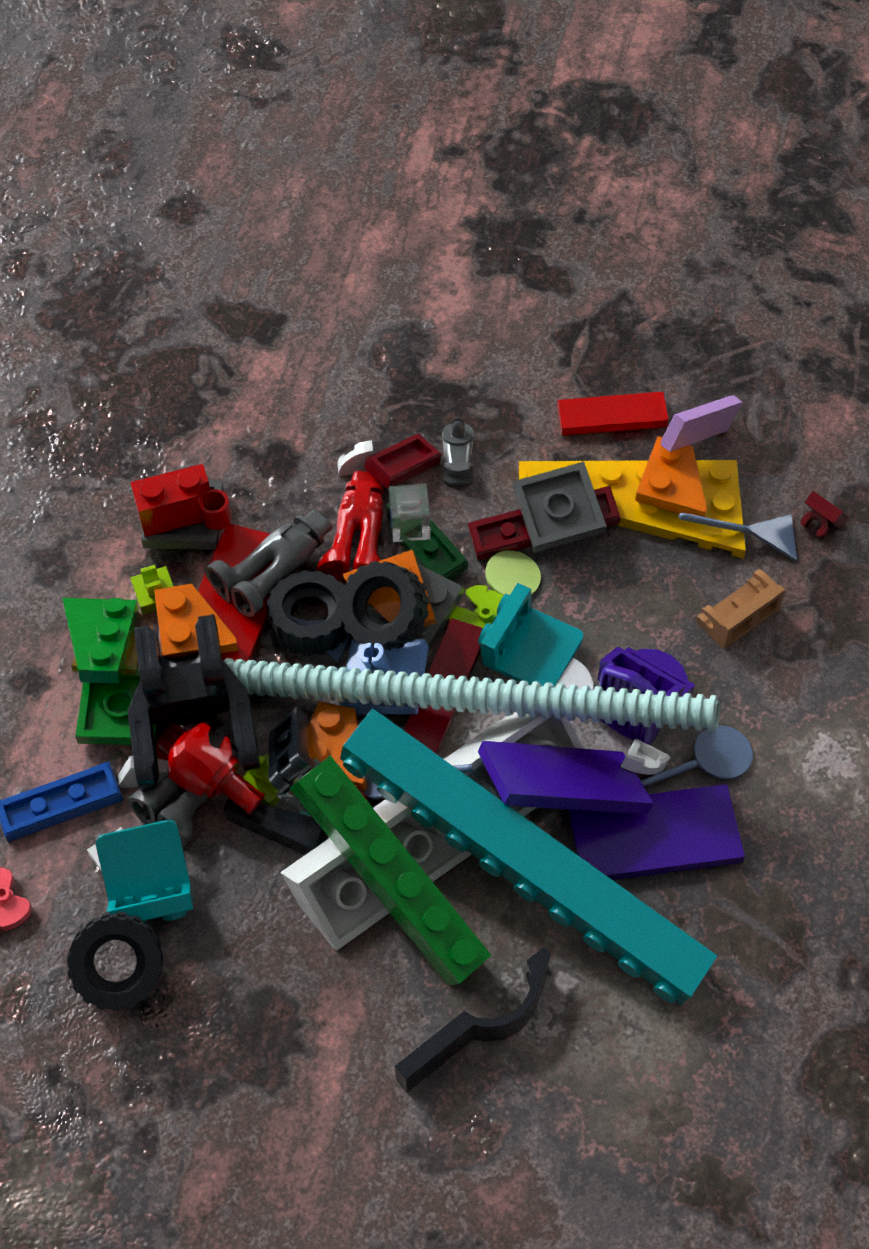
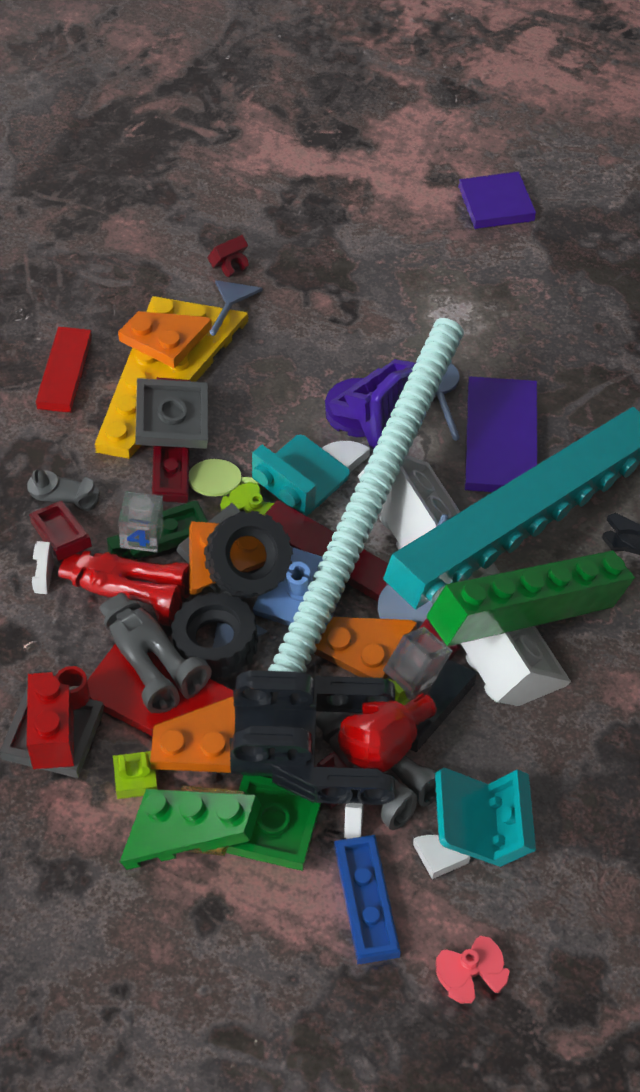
camera: 80 degrees left, 5 degrees down
(122, 993) = (553, 864): black tyre -> none
(289, 751) = (382, 660): black plate -> none
(563, 778) = (458, 464): dark purple tile -> none
(645, 759) = (434, 423): white tile -> none
(700, 423) = (119, 296): lavender tile -> none
(742, 609) = (305, 328): medium nougat hinge -> none

